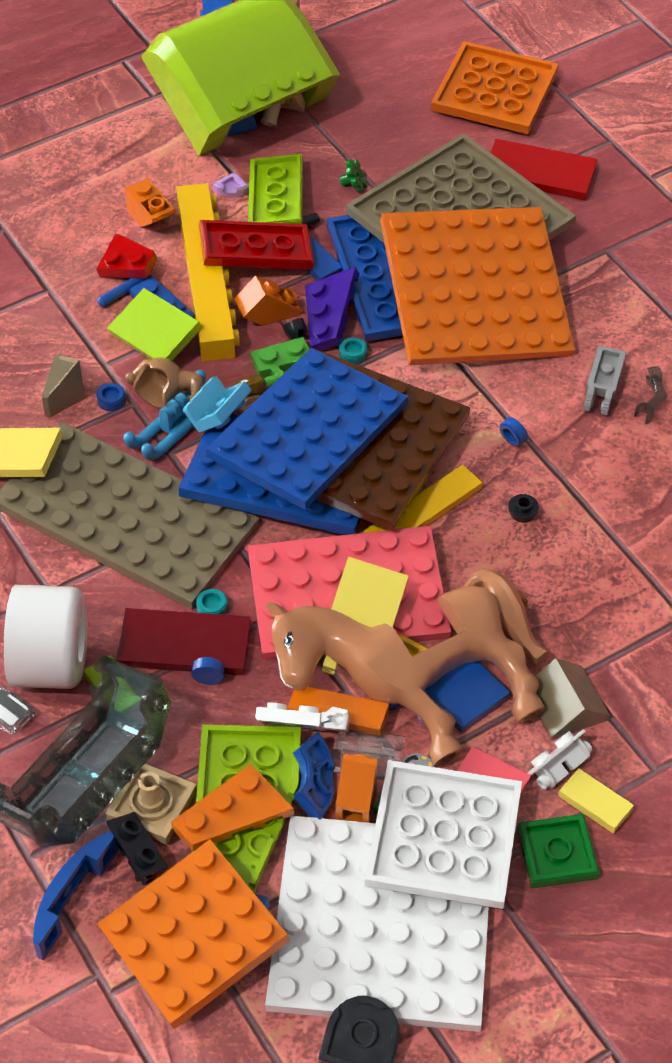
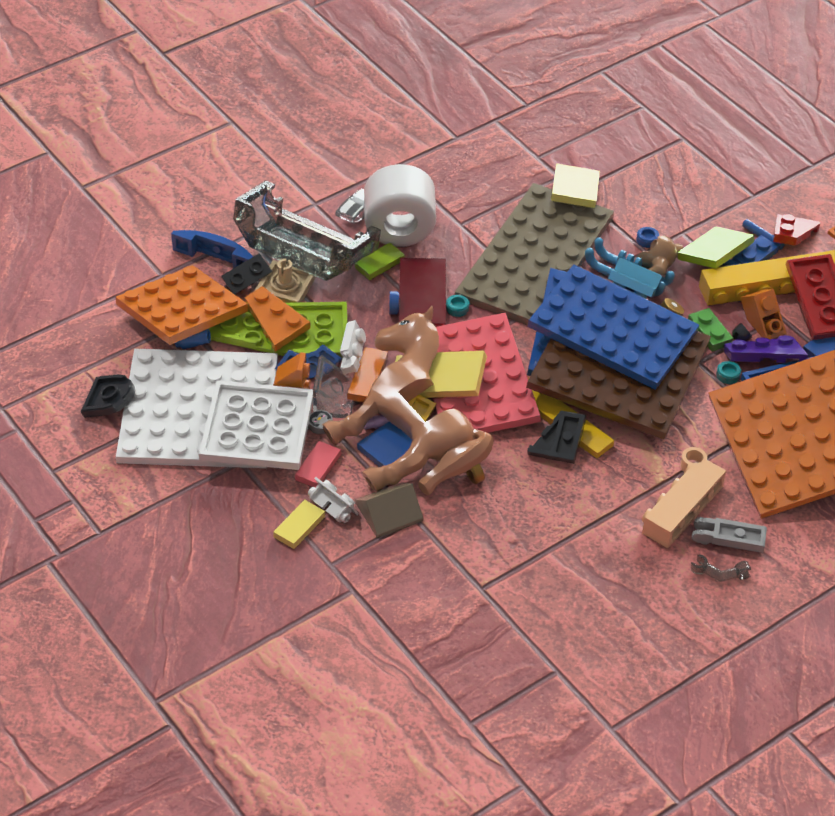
camera: 85 degrees right, 5 degrees down
(63, 385) = (646, 205): dark tan slope -> none
(463, 511) = (561, 438): none -> black wing
(513, 431) = (654, 471): blue tile -> none
(520, 513) = (576, 480): black plate -> none
(556, 409) = (684, 499): none -> light nougat hinge
(557, 851) = (256, 502): green tile -> none

